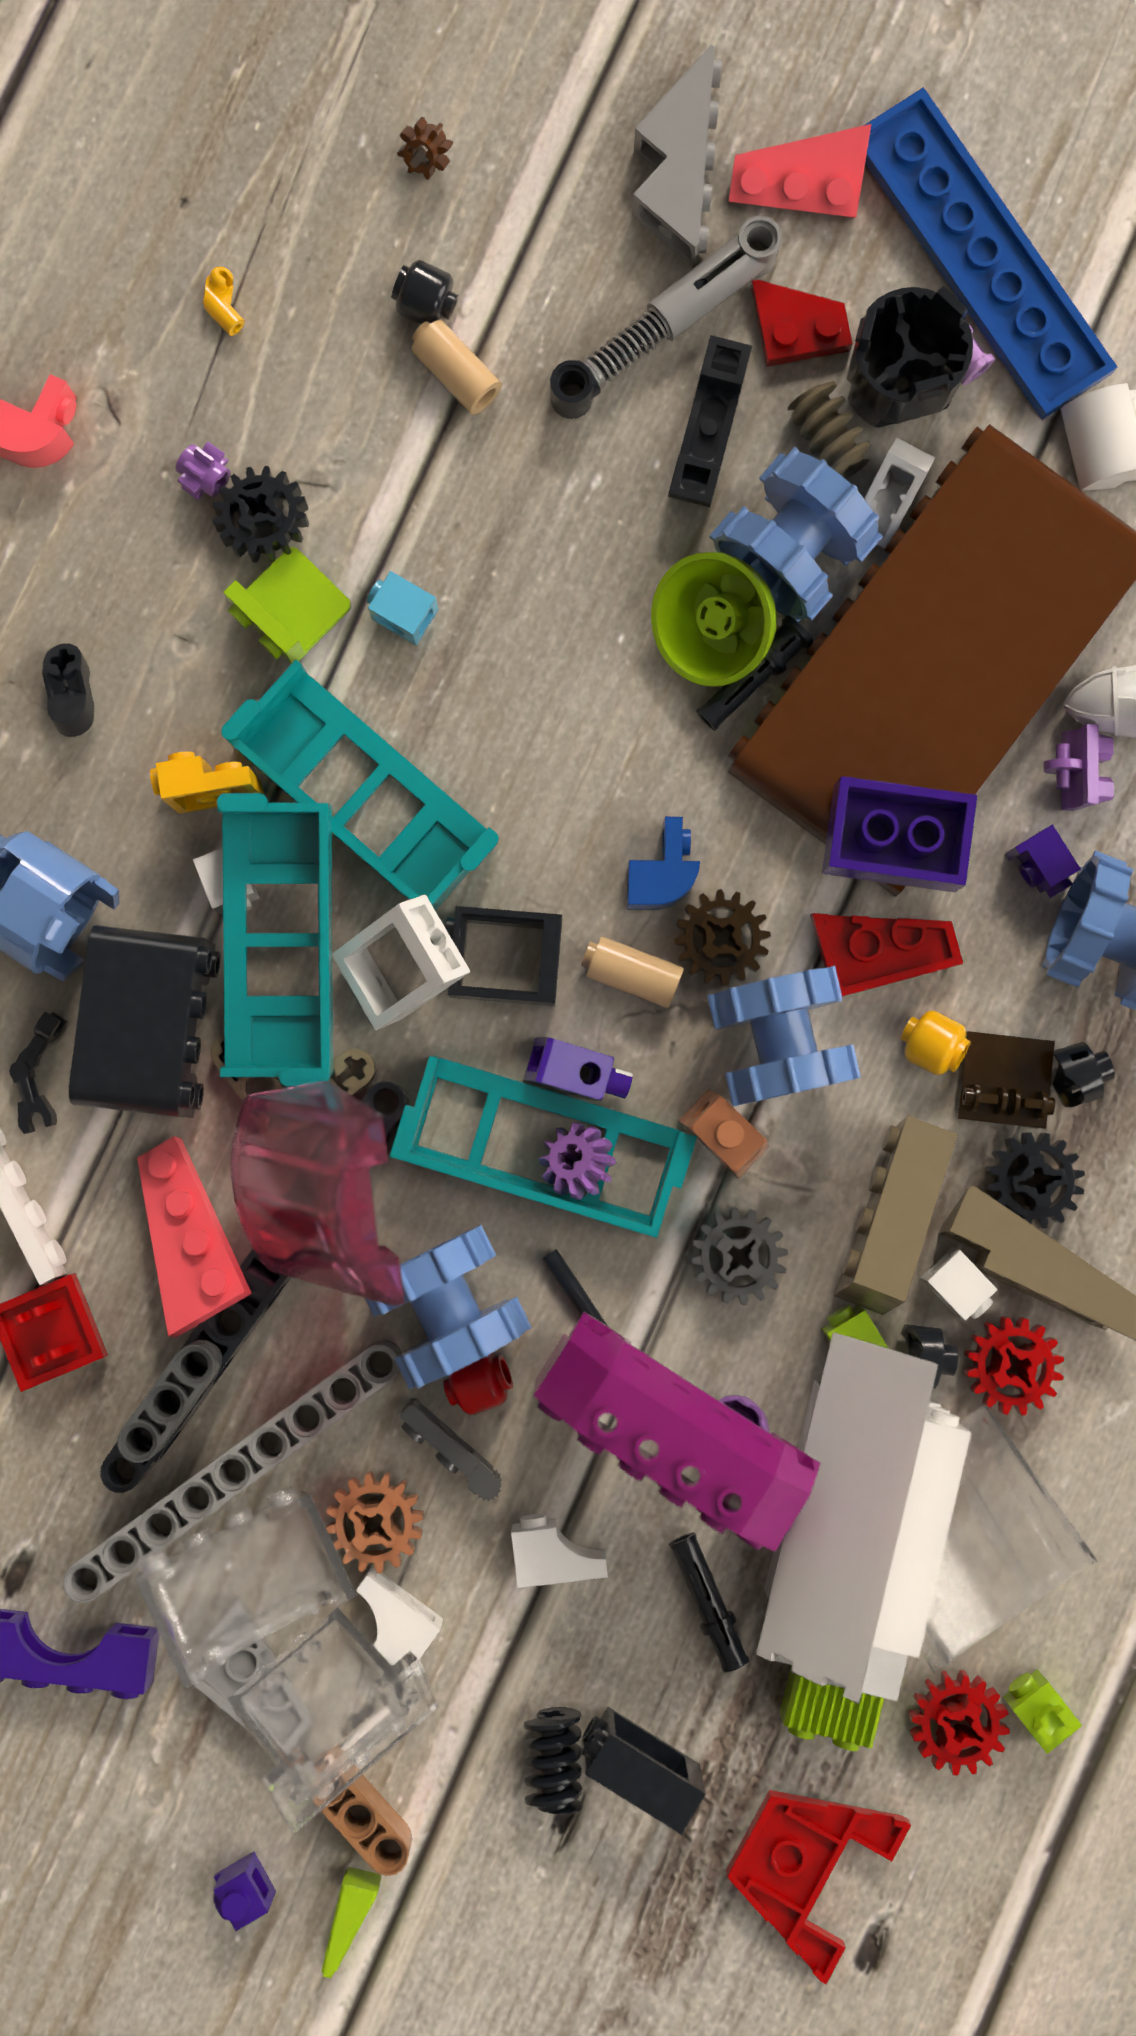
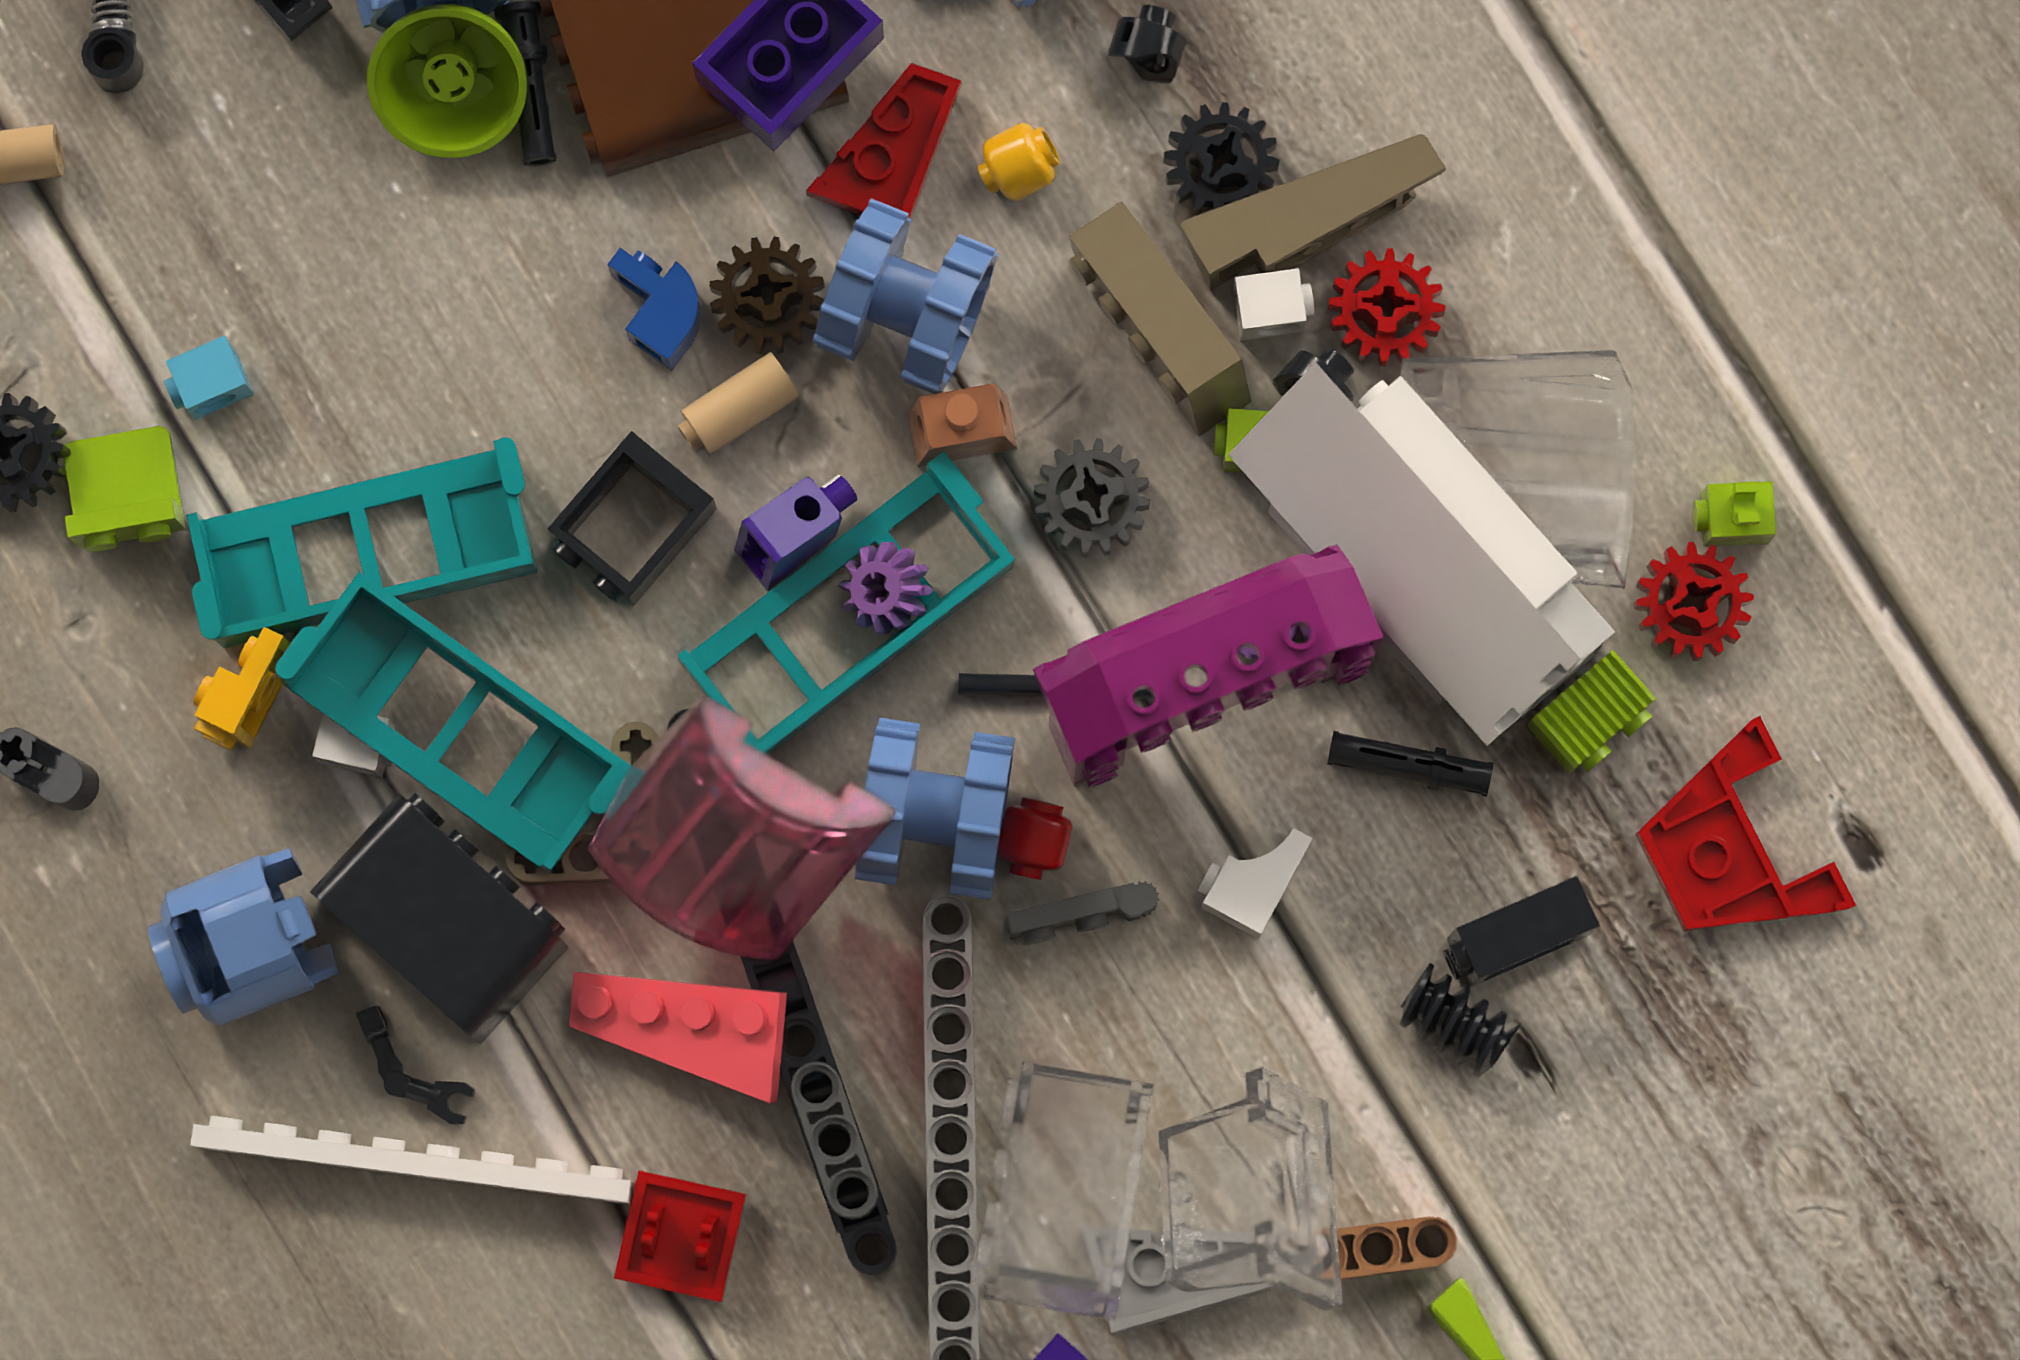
camera: 55 degrees left, 5 degrees down
(361, 1509) = (1093, 1013): nougat gear -> none
(401, 1619) = (1211, 1078): white arch -> none
(439, 962) = (565, 575): white window -> none
(1007, 1080) = (1106, 120): dark brown hinge -> none

